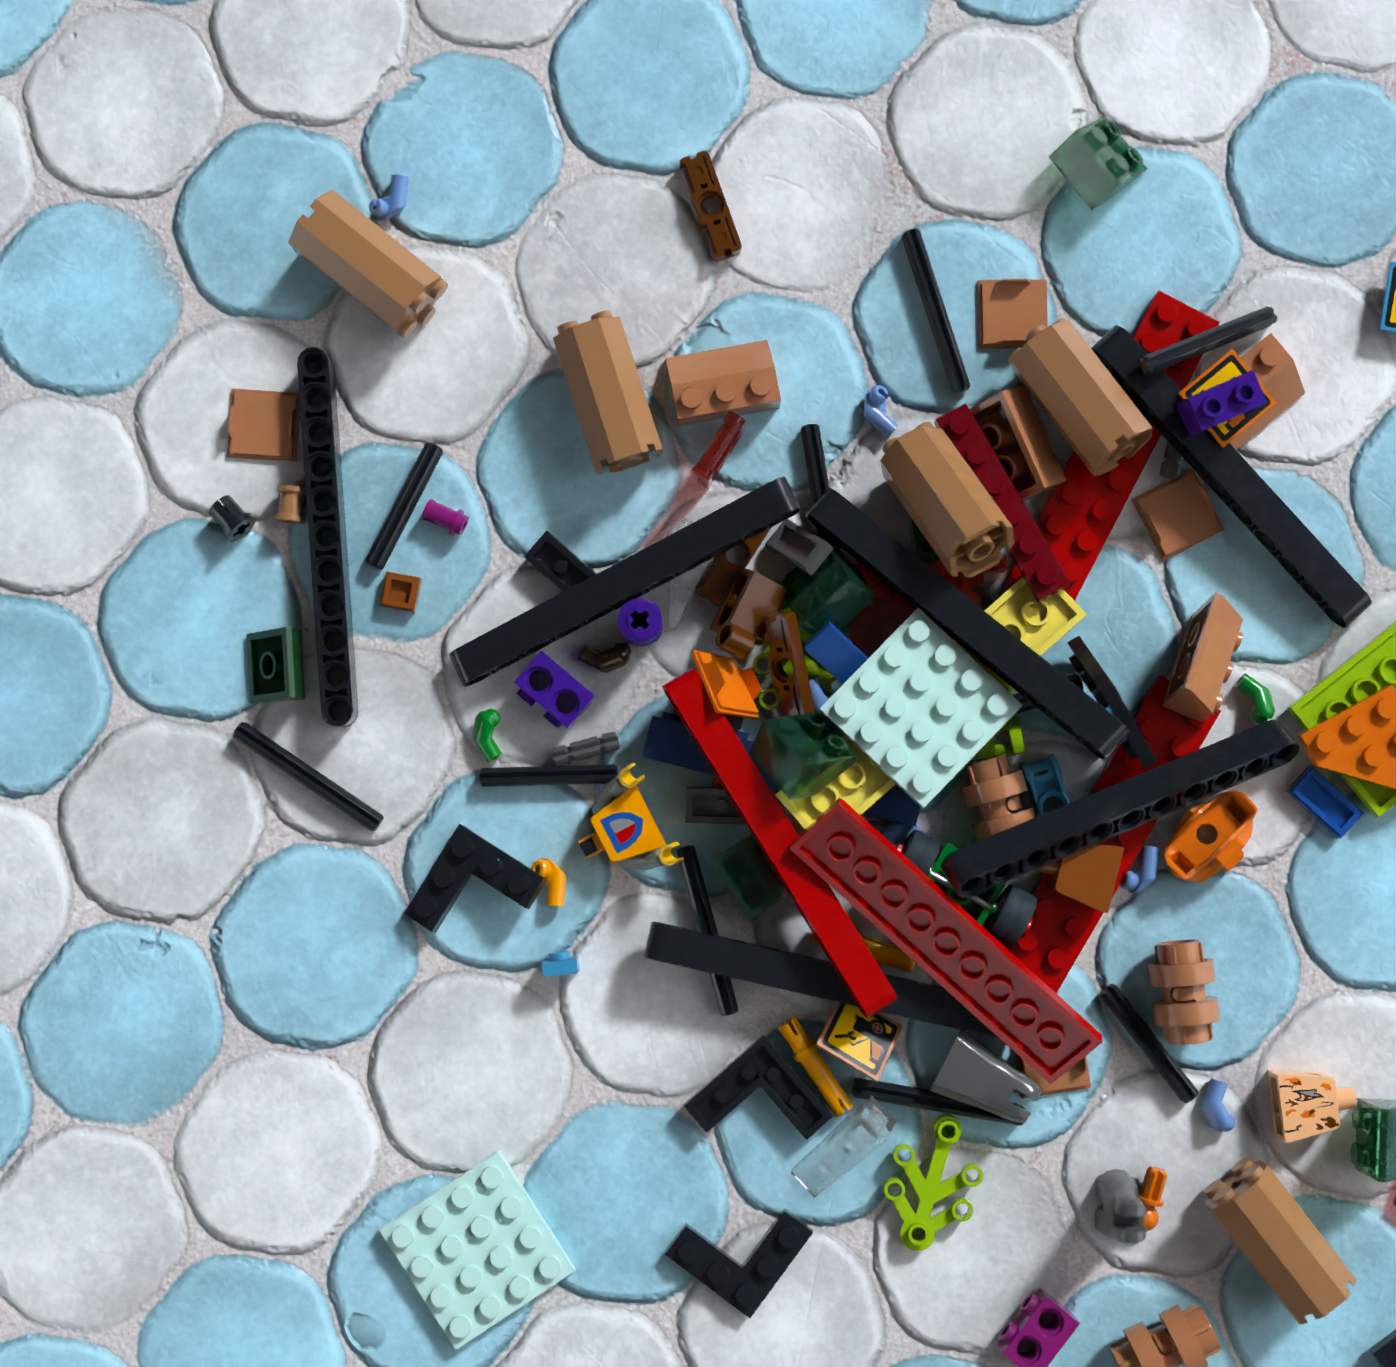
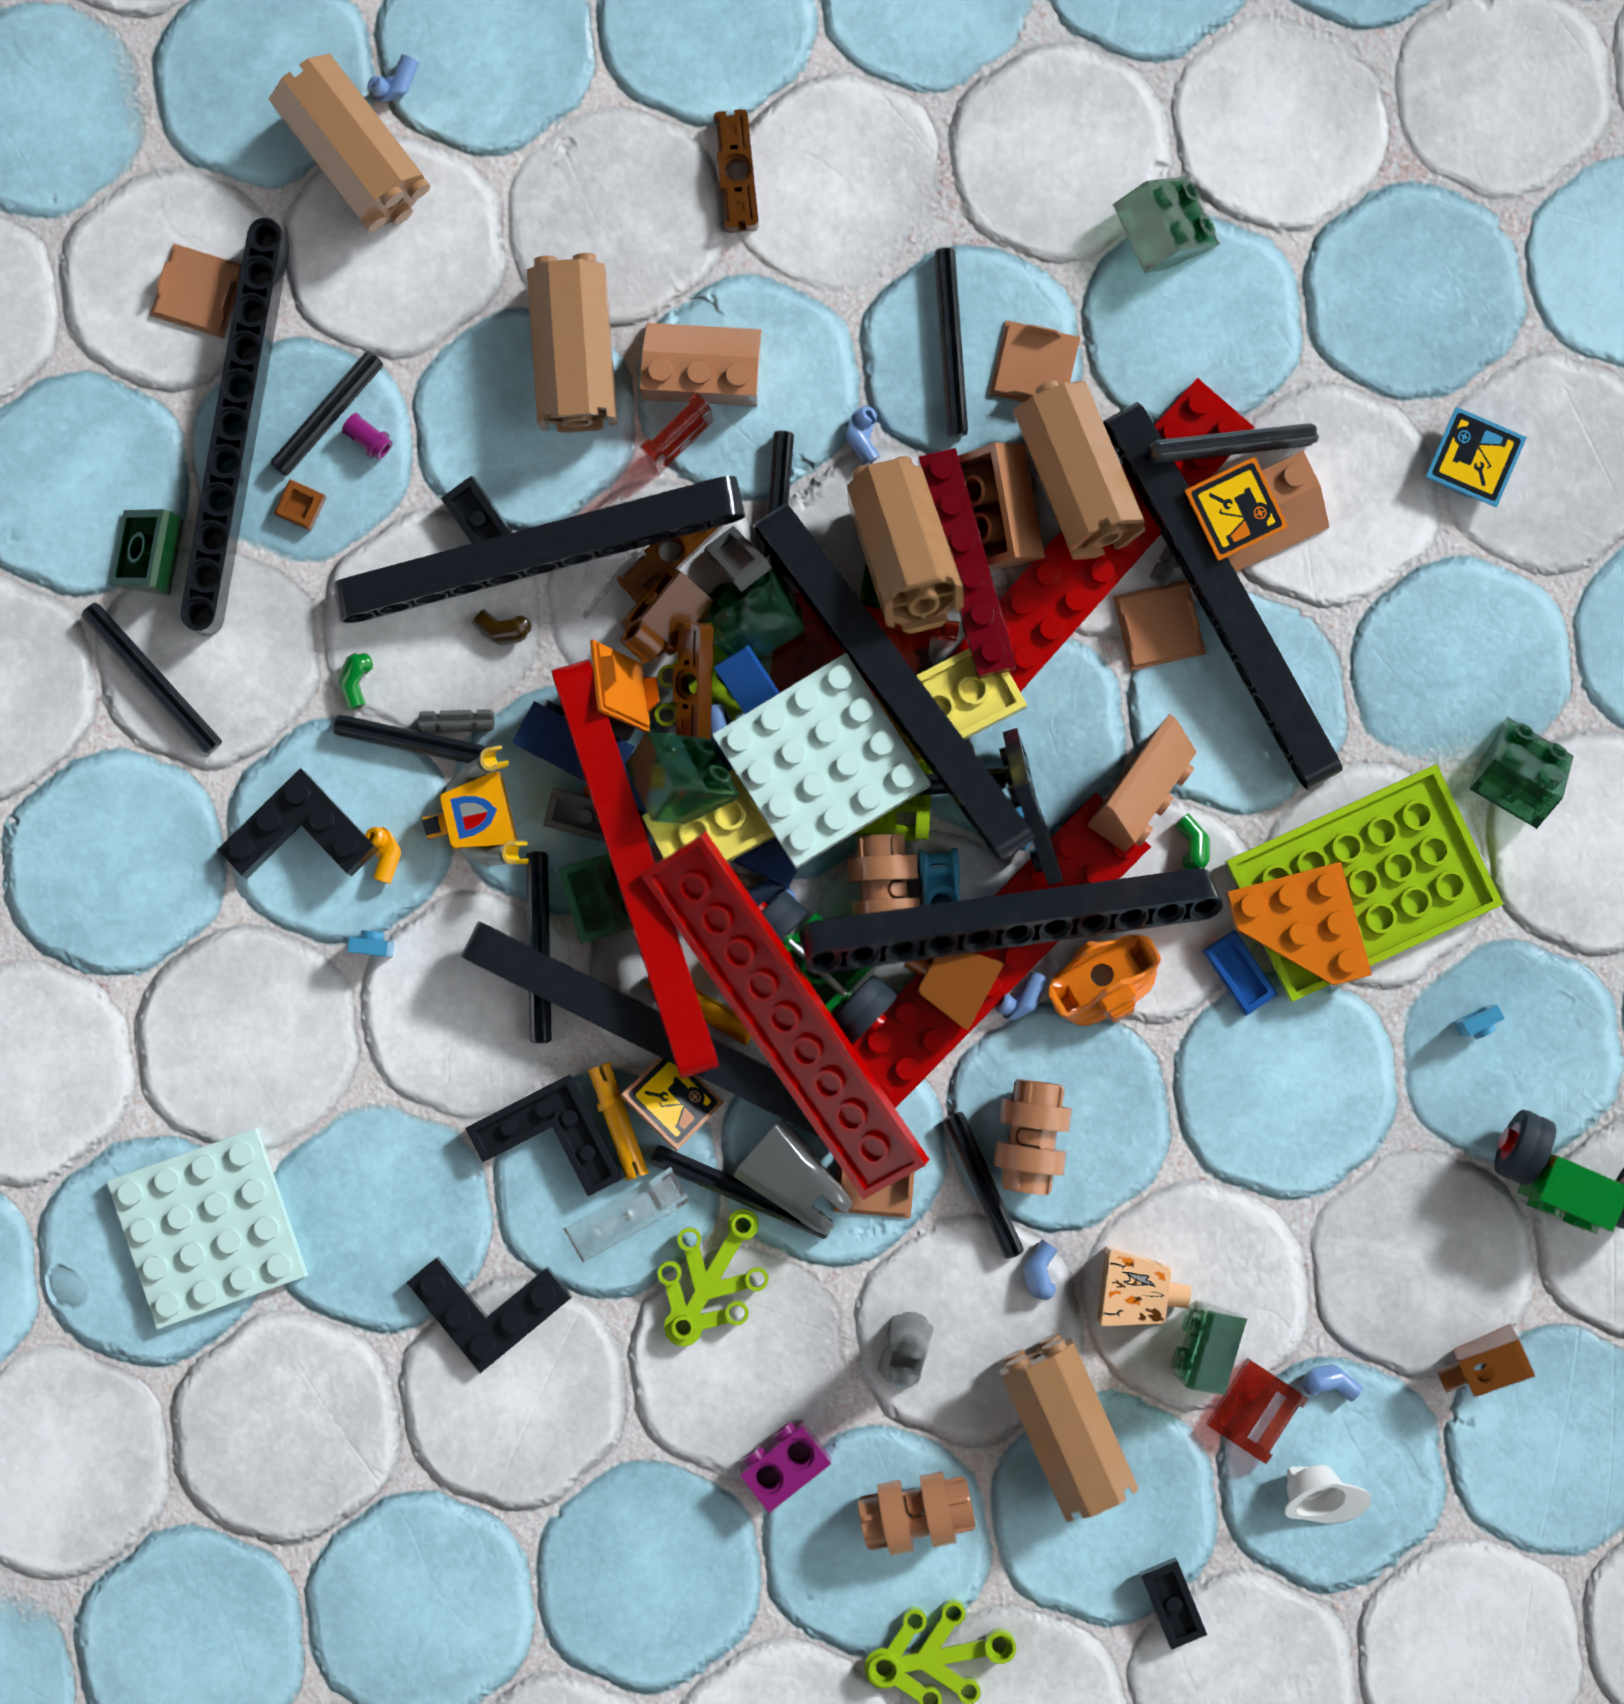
camera: 15 degrees right, 0 degrees up
(231, 518) = (138, 382): black bush -> none
(290, 504) = (204, 382): medium nougat bush -> none
(559, 684) = (443, 645): dark purple brick -> none
(640, 608) = (536, 585): dark purple piece -> none
(1151, 1195) = (935, 1367): orange axle -> none
(1221, 403) = (1224, 510): dark purple brick -> none

